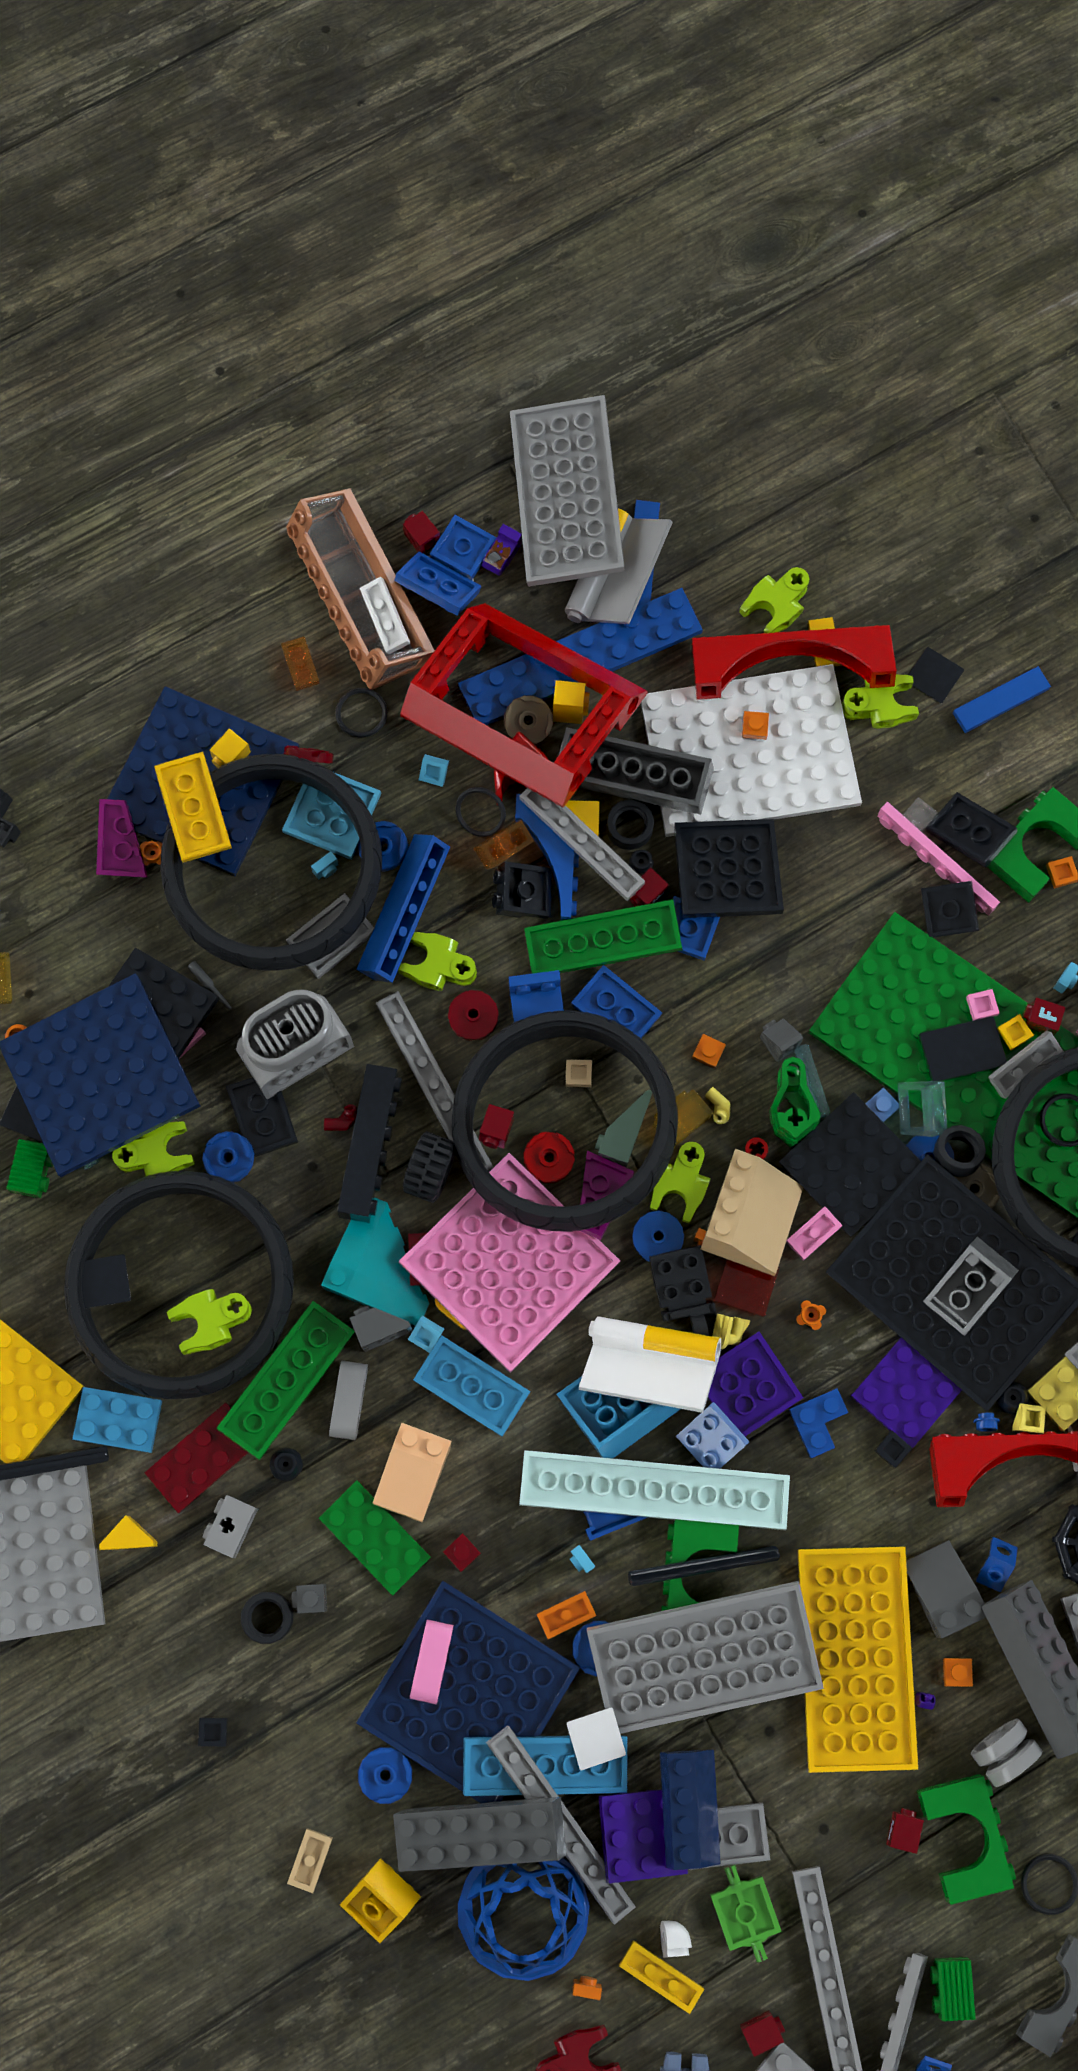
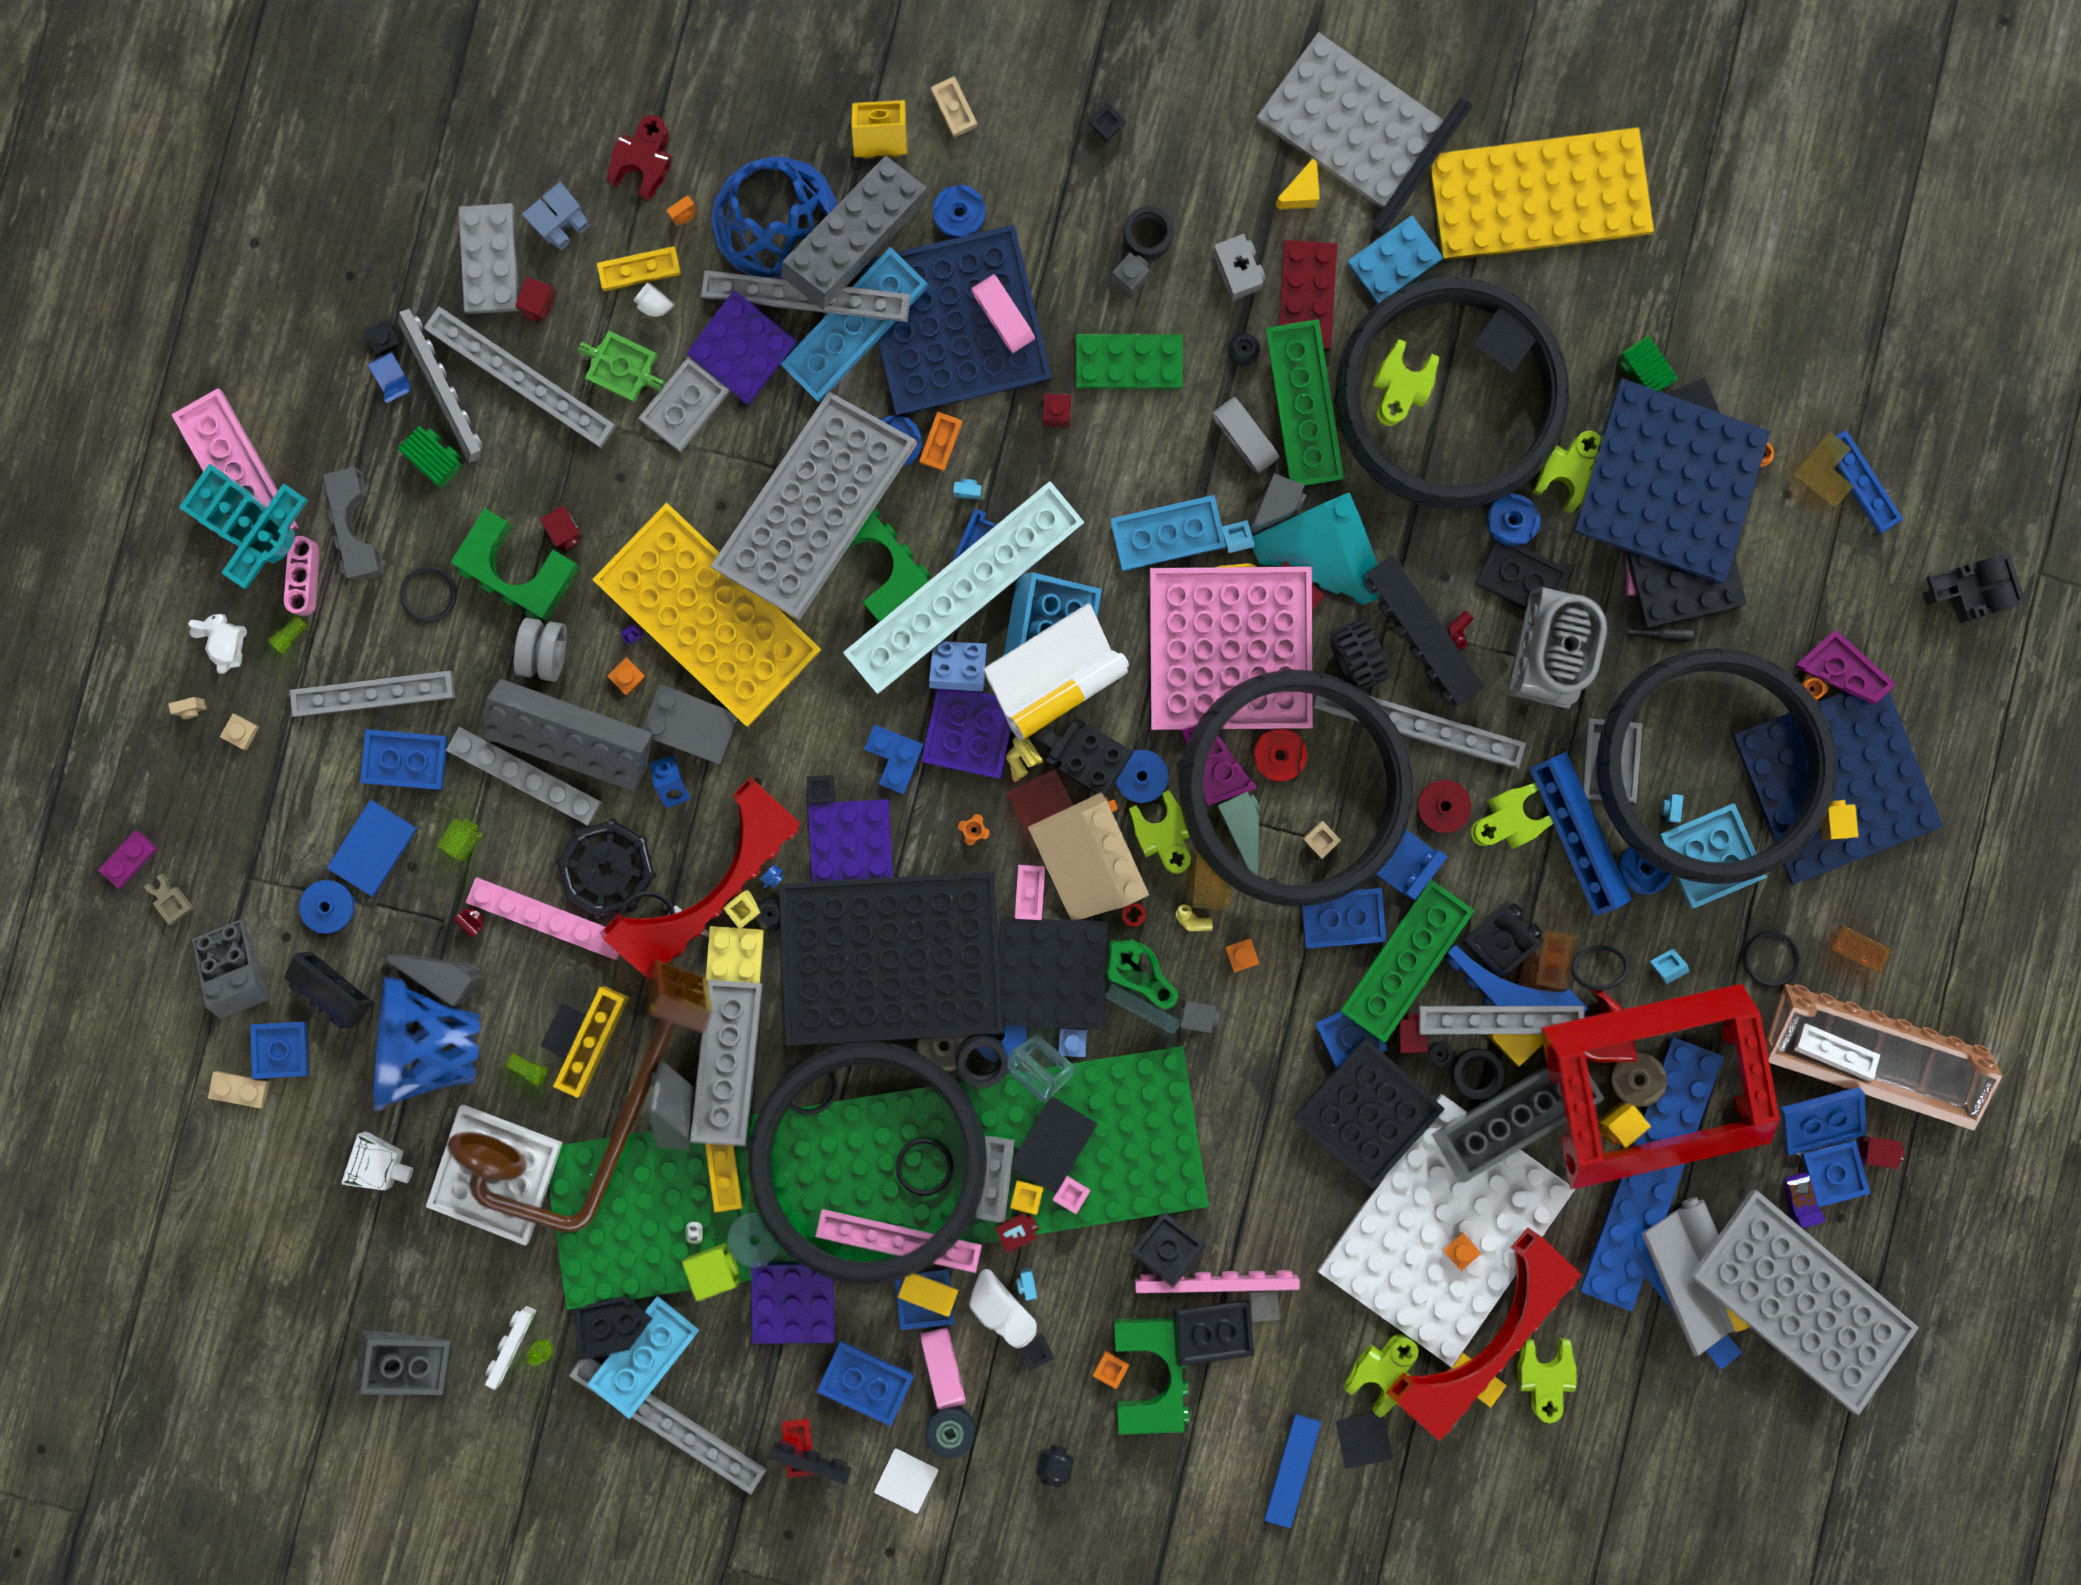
camera: 135 degrees right, 10 degrees up
(192, 807) = (1819, 742): yellow tile -> none
(311, 754) = (1773, 882): dark red plate -> none
(412, 1472) = (1148, 429): light nougat slope -> none
(496, 1126) = (1340, 725): dark red brick -> none
(596, 1738) = (836, 376): white sticker -> none
(690, 1809) = (725, 394): dark blue slope -> none
(703, 1565) = (877, 568): black axle -> none
(970, 1286) = (877, 963): dark grey slope -> none

